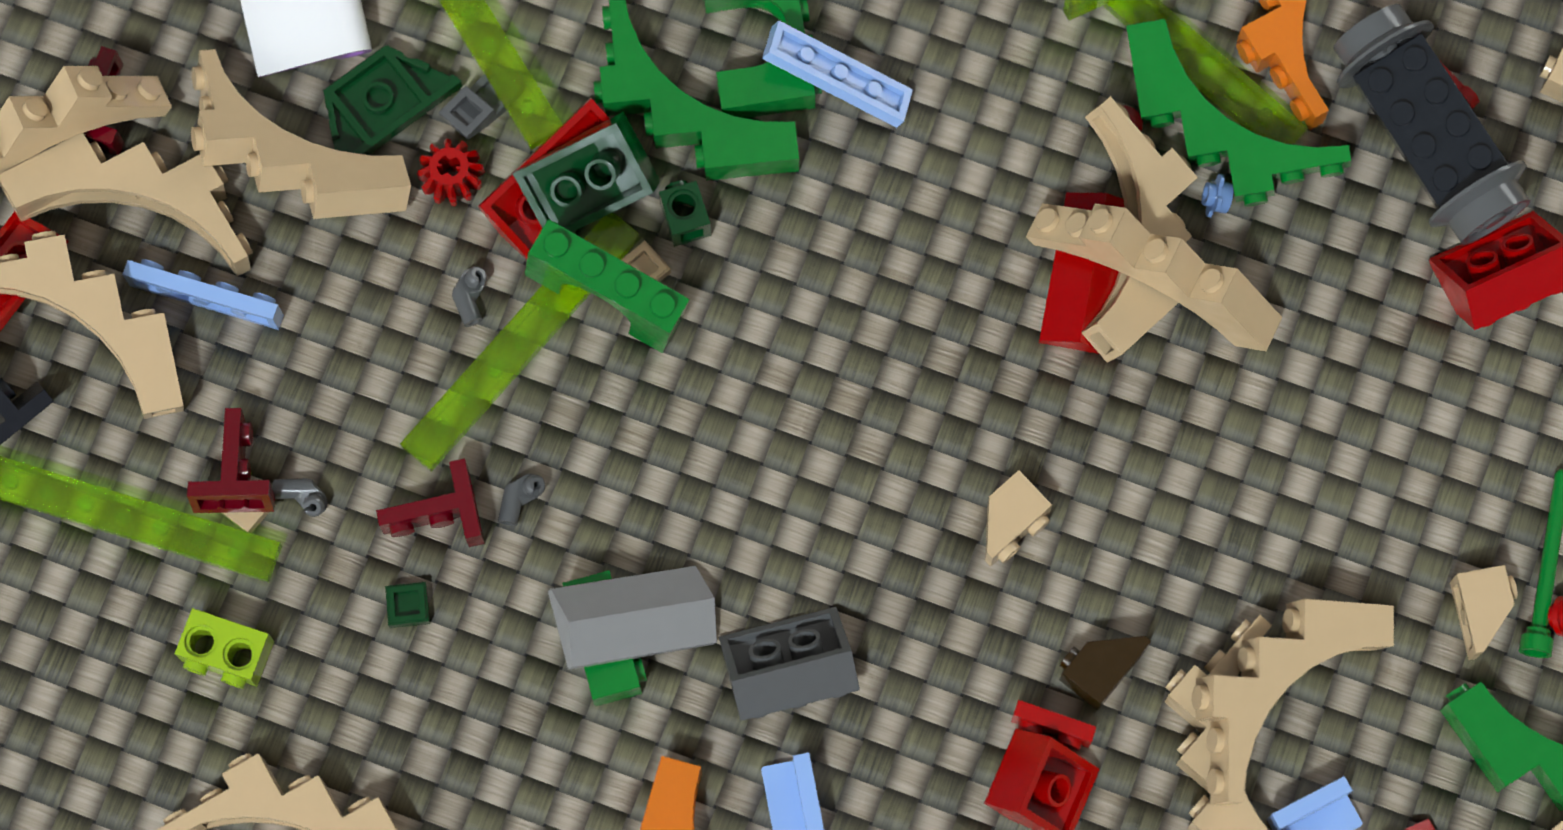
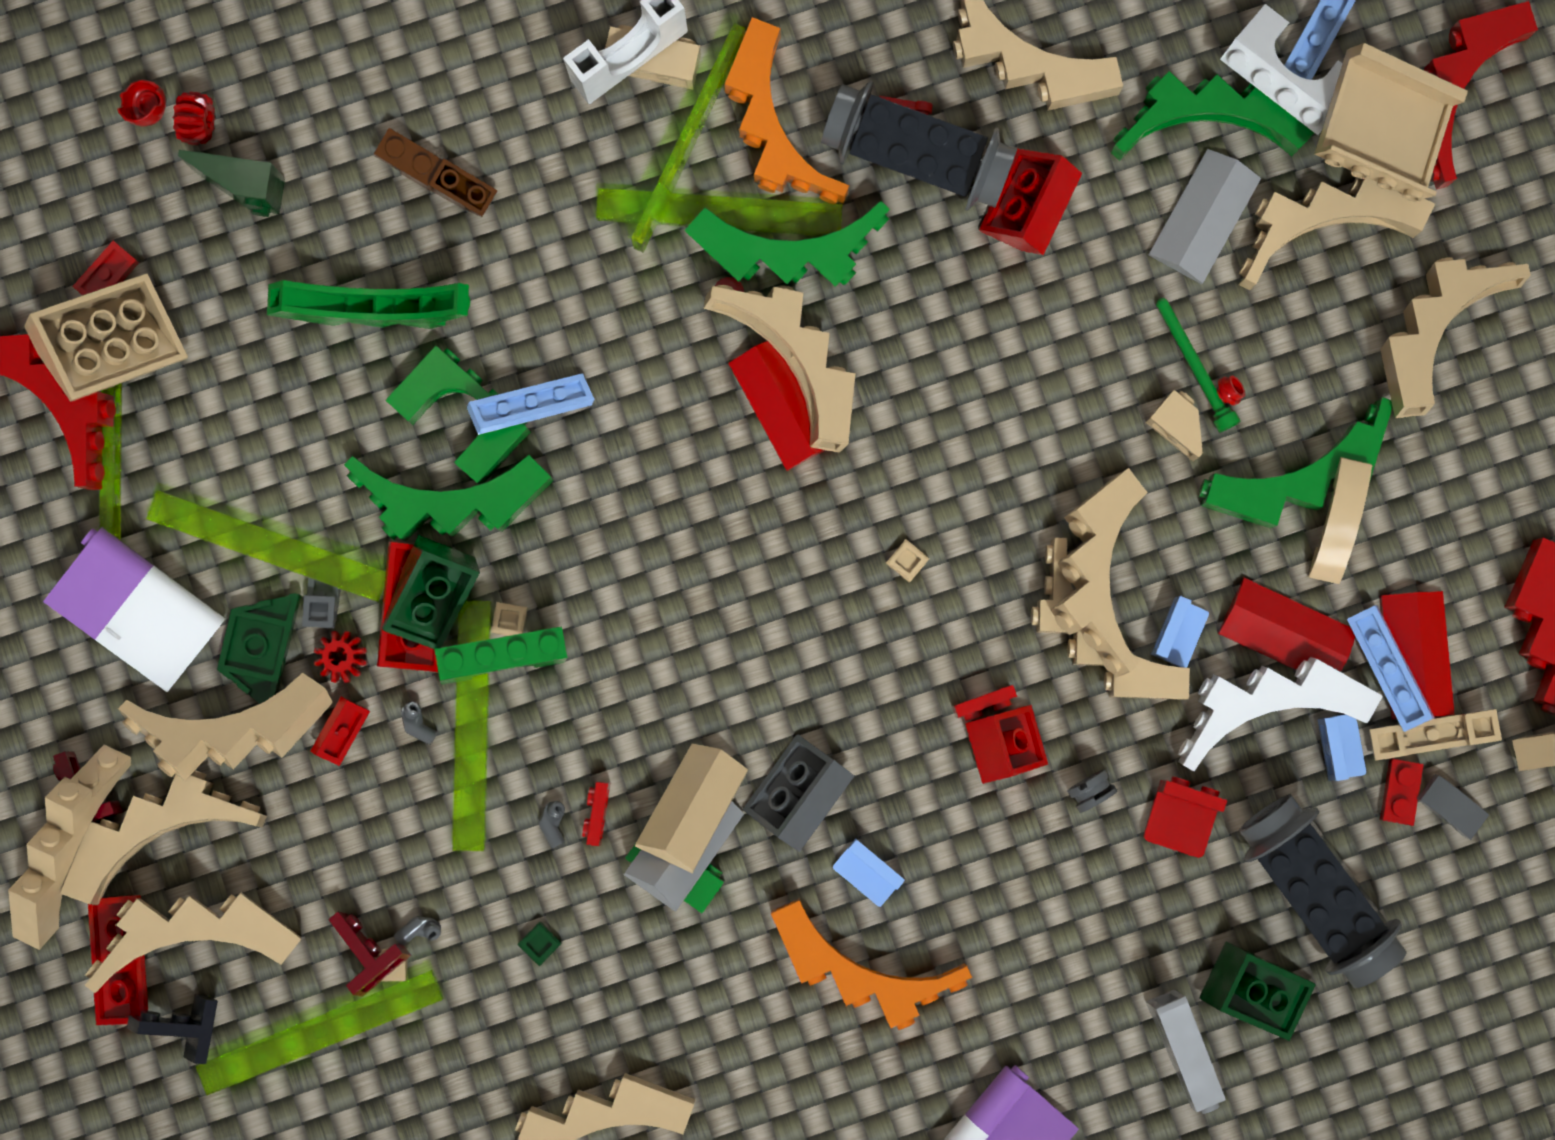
camera: 40 degrees left, 10 degrees up
(189, 289) = (239, 861): light blue plate -> none
(228, 640) = (449, 1056): lime brick -> none
(390, 242) = (340, 731): none -> red plate
(439, 510) = (513, 871): dark red bracket -> none
(583, 510) = (594, 827): none -> red plate
(672, 585) = (692, 806): none -> tan slope
(690, 227) = (516, 574): dark green brick -> none
(1012, 514) = (857, 595): tan slope -> none
(1089, 525) = (907, 561): none -> tan tile
(1101, 667) = (985, 644): dark brown slope -> none
(1163, 262) = (826, 369): tan arch -> none
(1217, 196) = (822, 292): medium blue plate -> none

